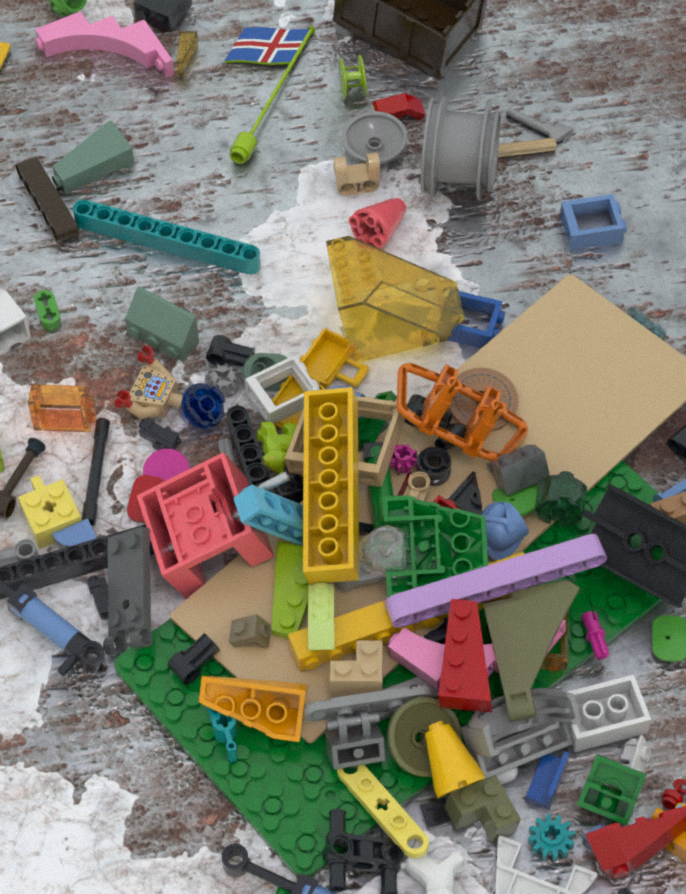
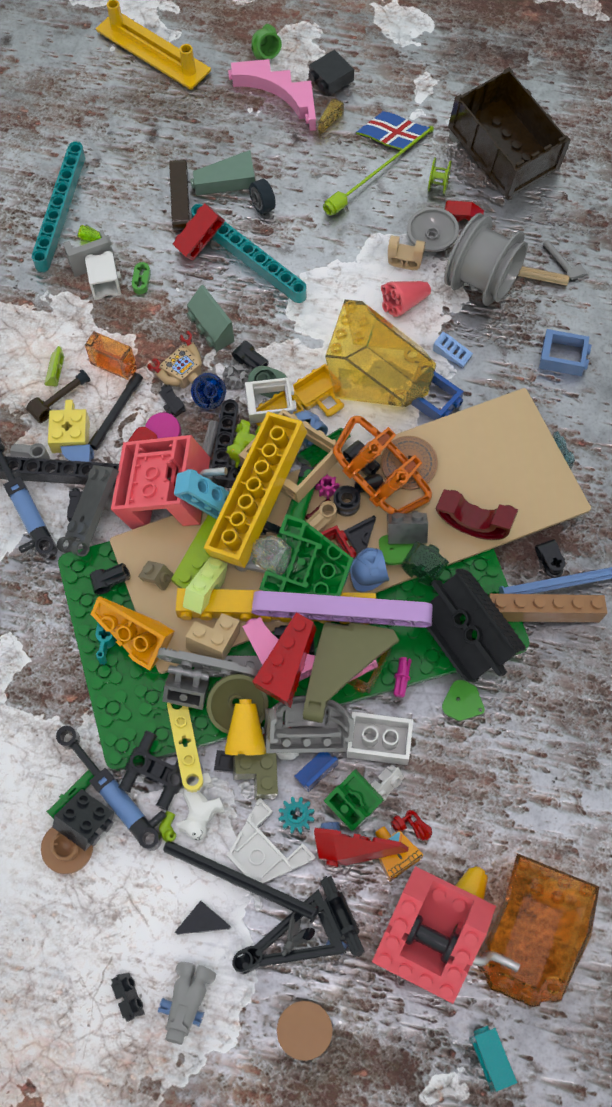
camera: 25 degrees right, 10 degrees up
(96, 231) = (198, 232): none -> red brick
(152, 167) = (262, 196): none -> black wheel
(452, 267) = (448, 354): none -> light blue slope
(595, 433) = (474, 520): none -> dark red brick

